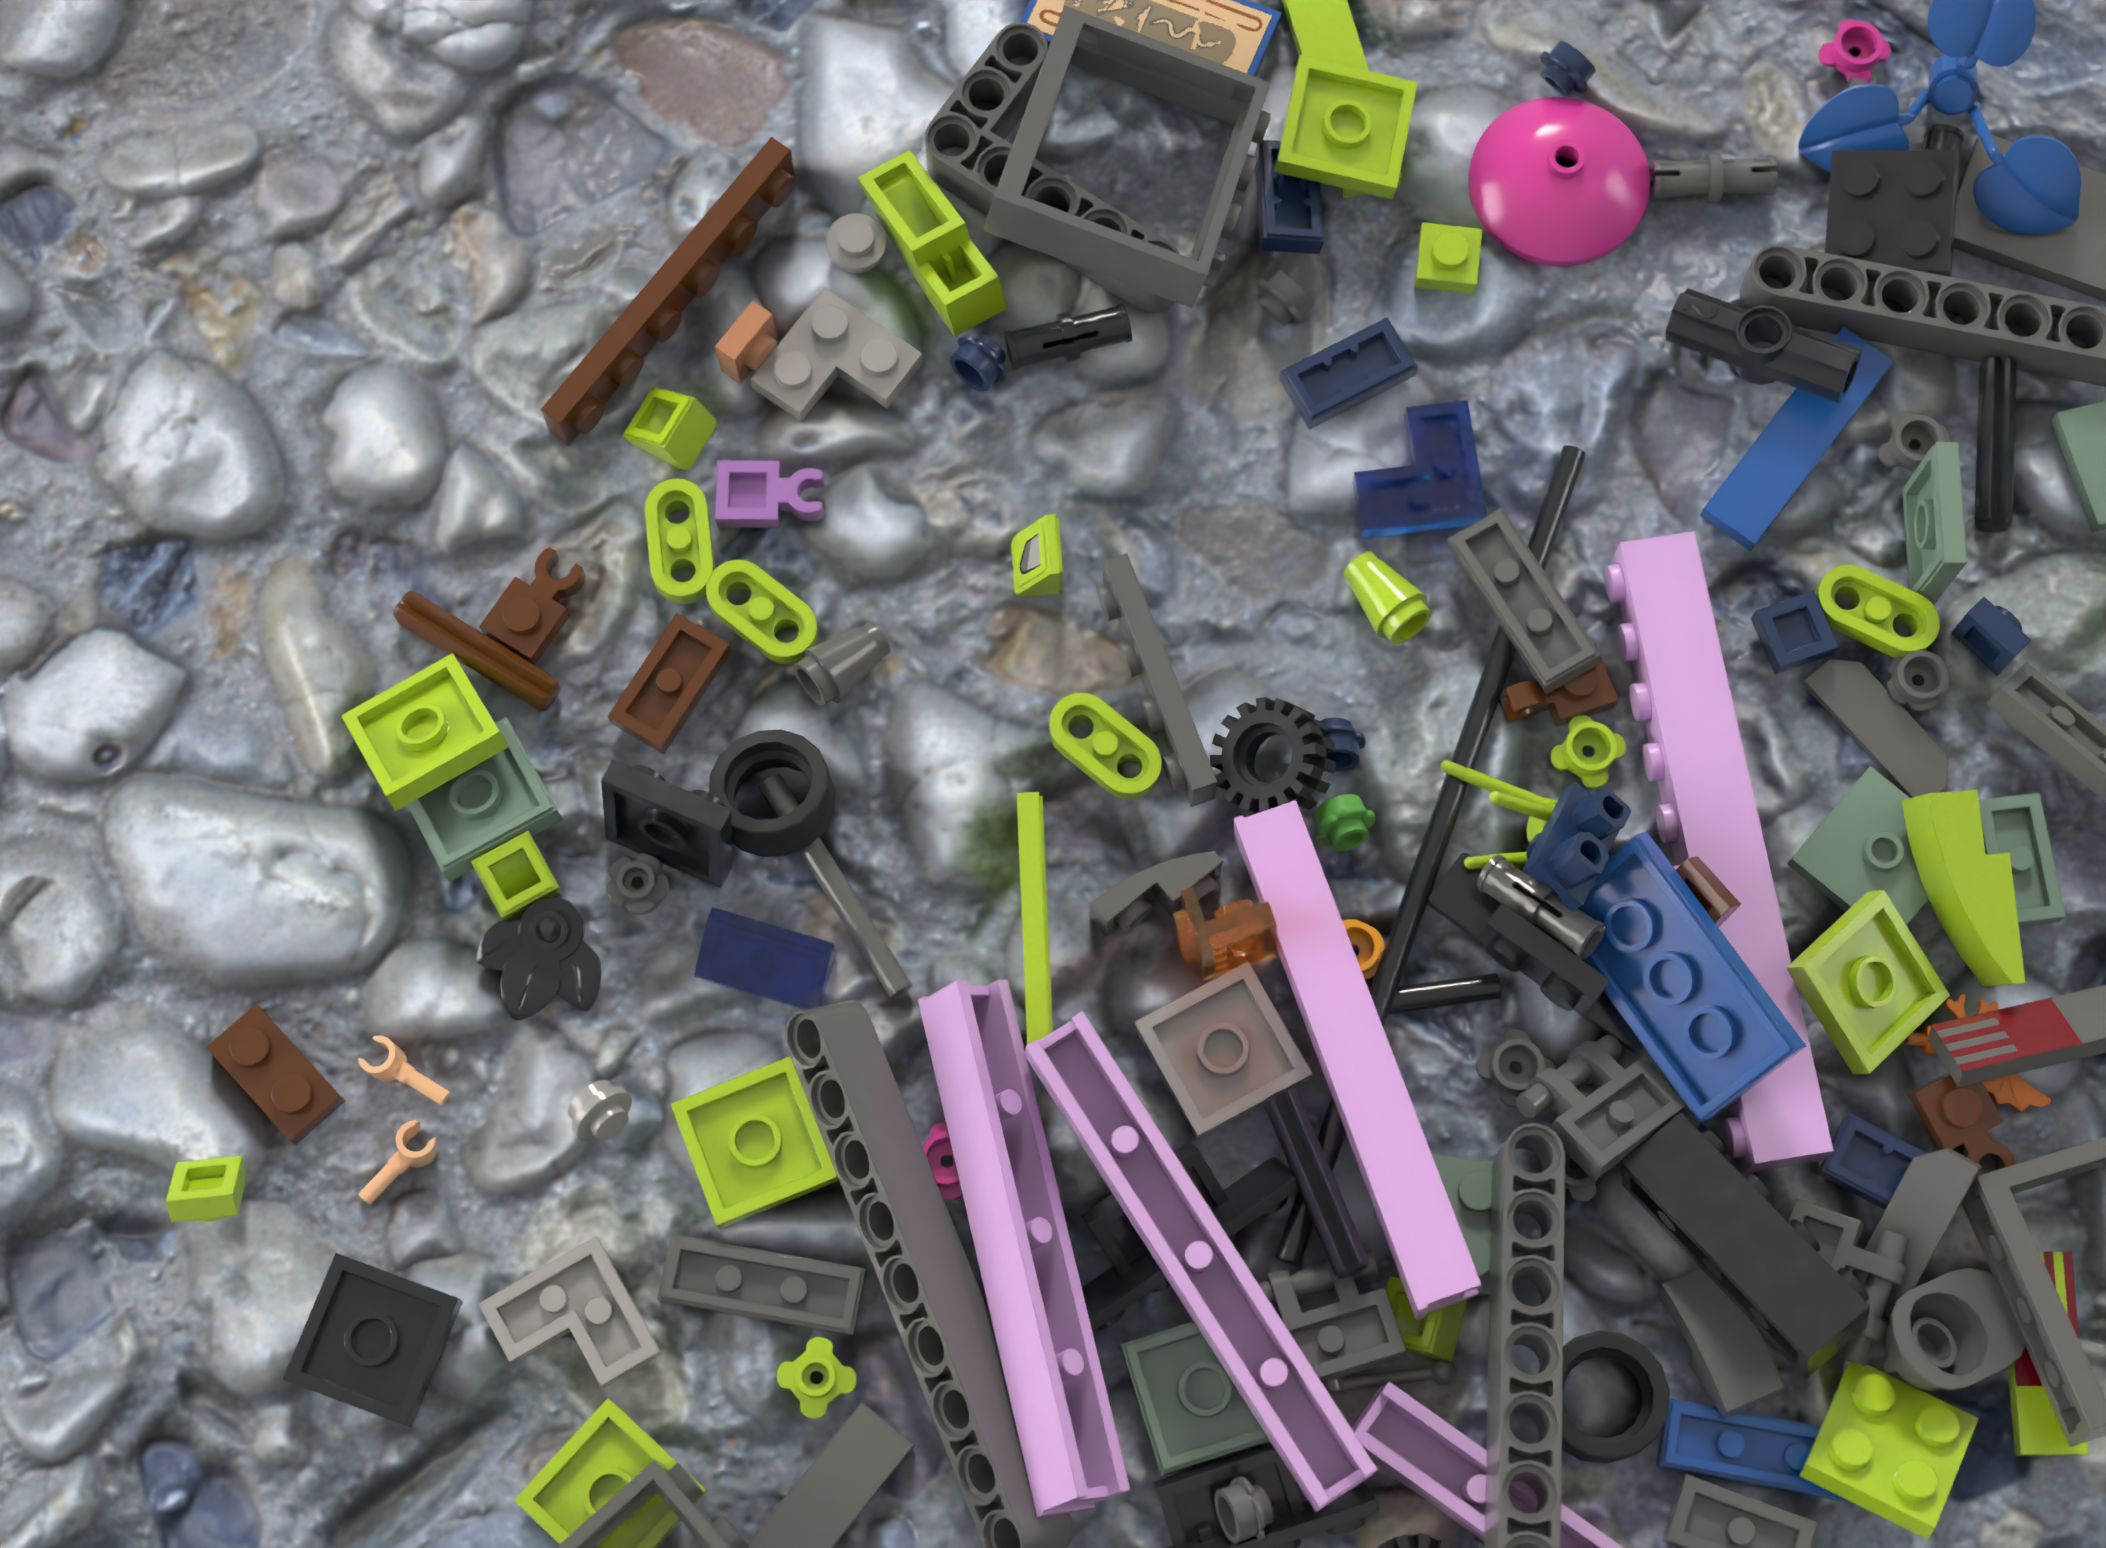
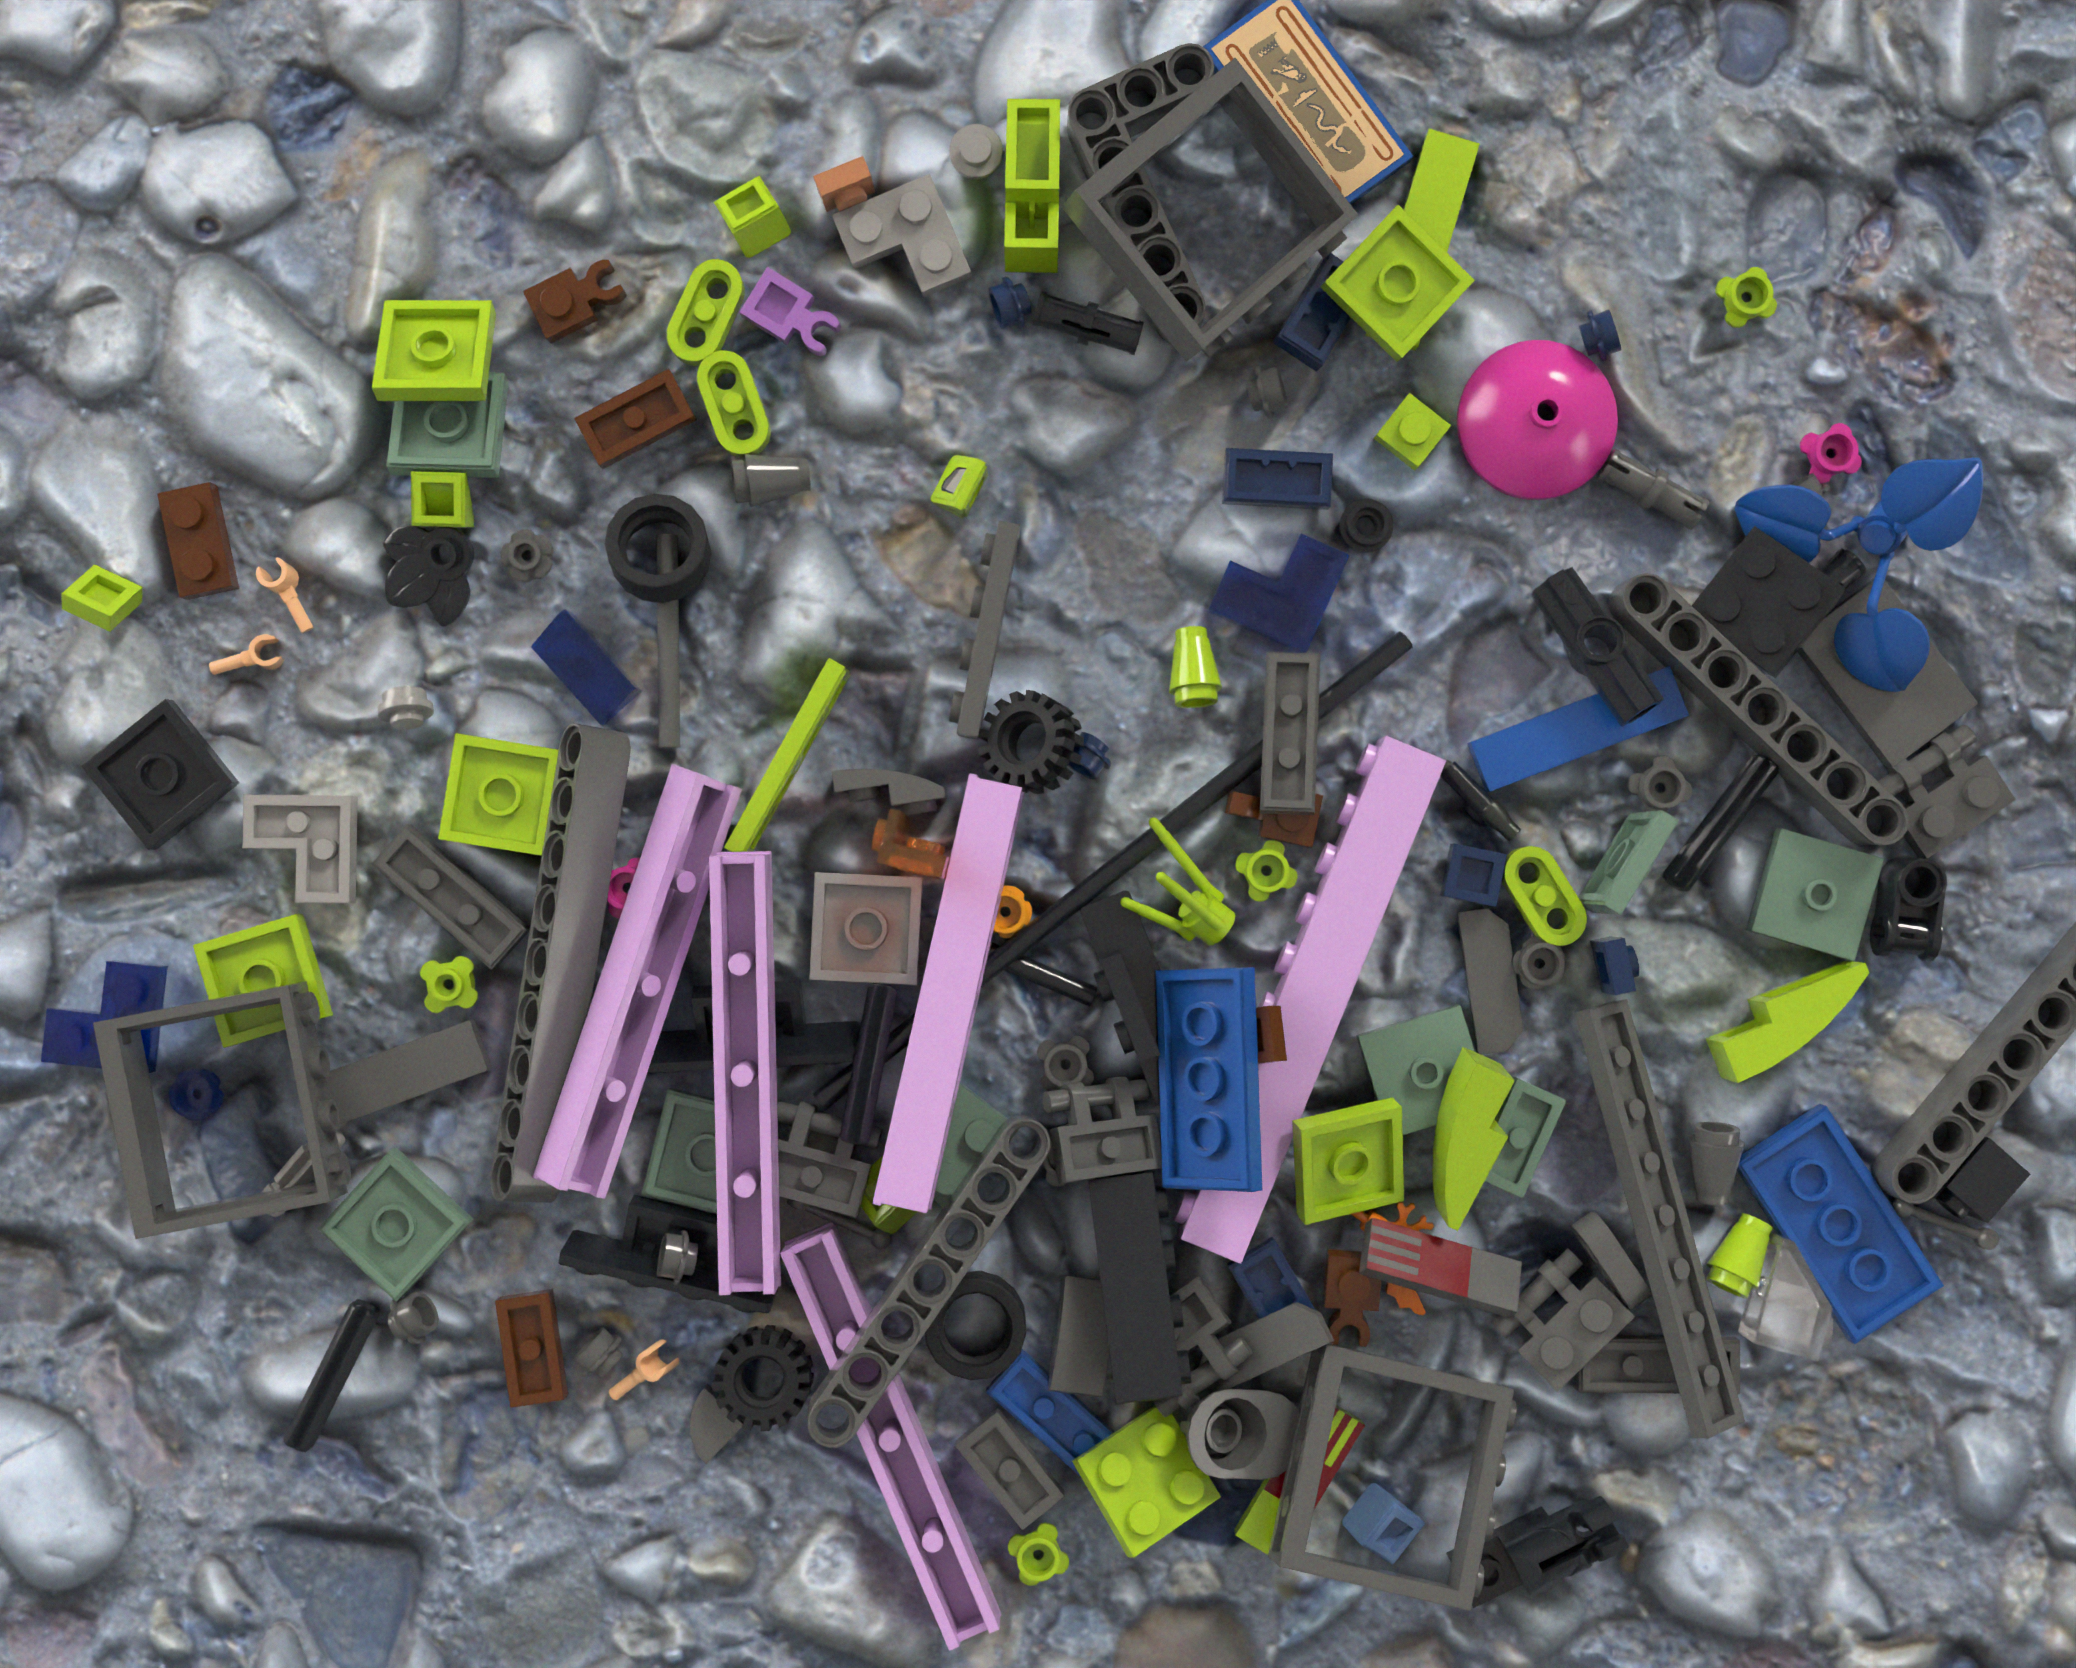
camera: 30 degrees right, 15 degrees up
(477, 651) = (512, 308): reddish brown axle -> none
(659, 305) = (830, 102): reddish brown plate -> none
(663, 820) = (576, 541): black plate -> none
(1107, 747) = (920, 657): lime plate -> none
(1343, 822) = (1055, 817): bright green plate -> none
(1467, 352) = (1377, 514): none -> black plate
(1540, 906) = (1139, 935): dark grey pin -> none
(1576, 842) = (1198, 943): dark blue hips -> none
(1753, 562) = (1478, 801): none -> piece

